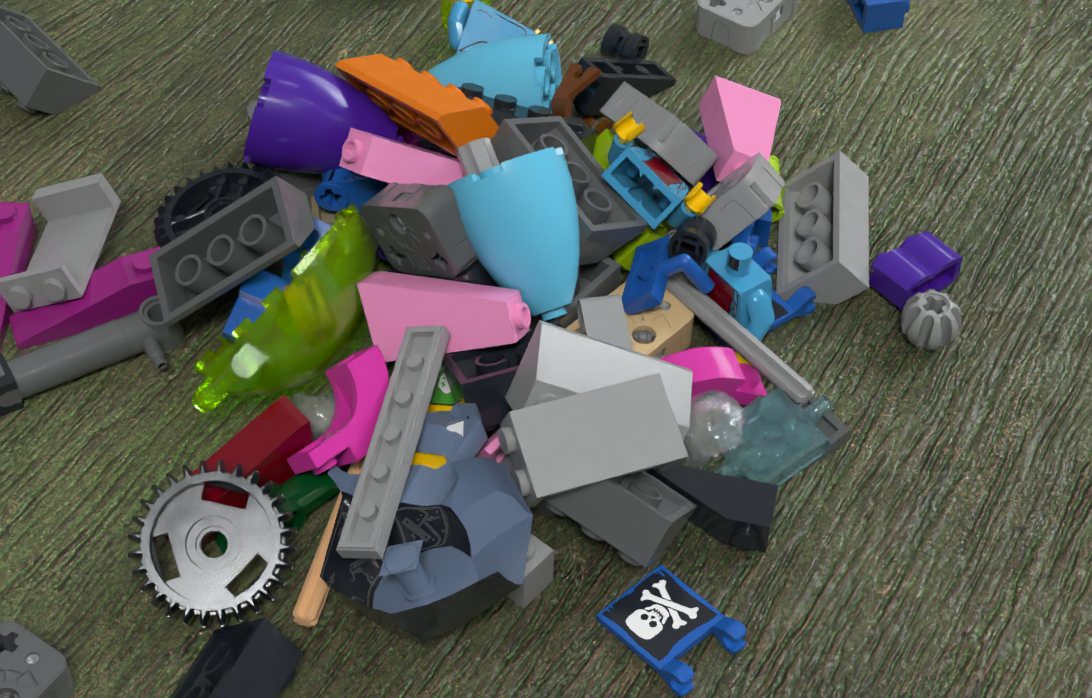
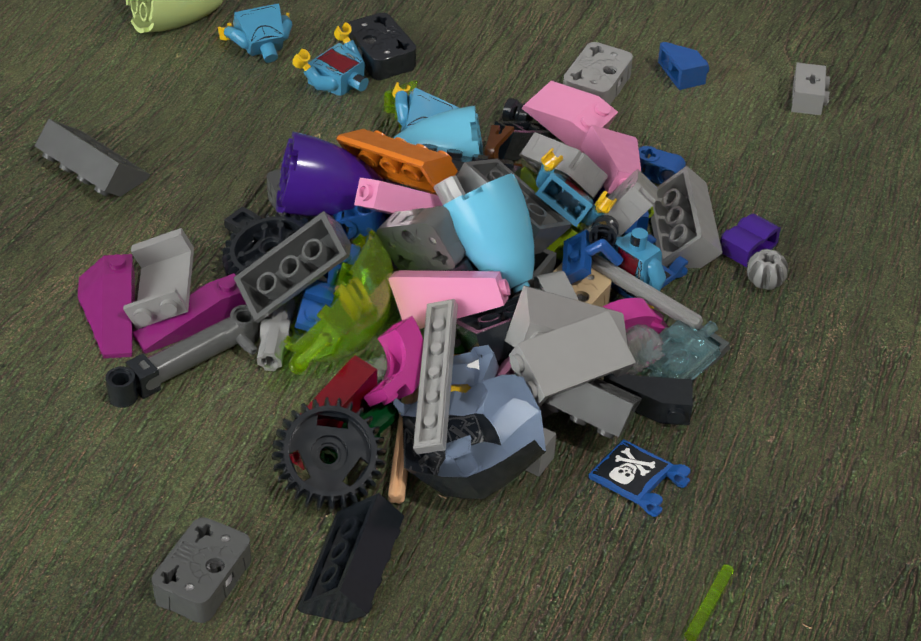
camera: 10 degrees left, 5 degrees down
(194, 339) = (272, 334): none -> light grey piece
(200, 160) = (239, 219): none -> black plate
(692, 51) = (569, 112): none -> bright pink slope
(806, 144) = (660, 164): none -> blue piece
(1049, 49) = (810, 89): none -> light grey brick

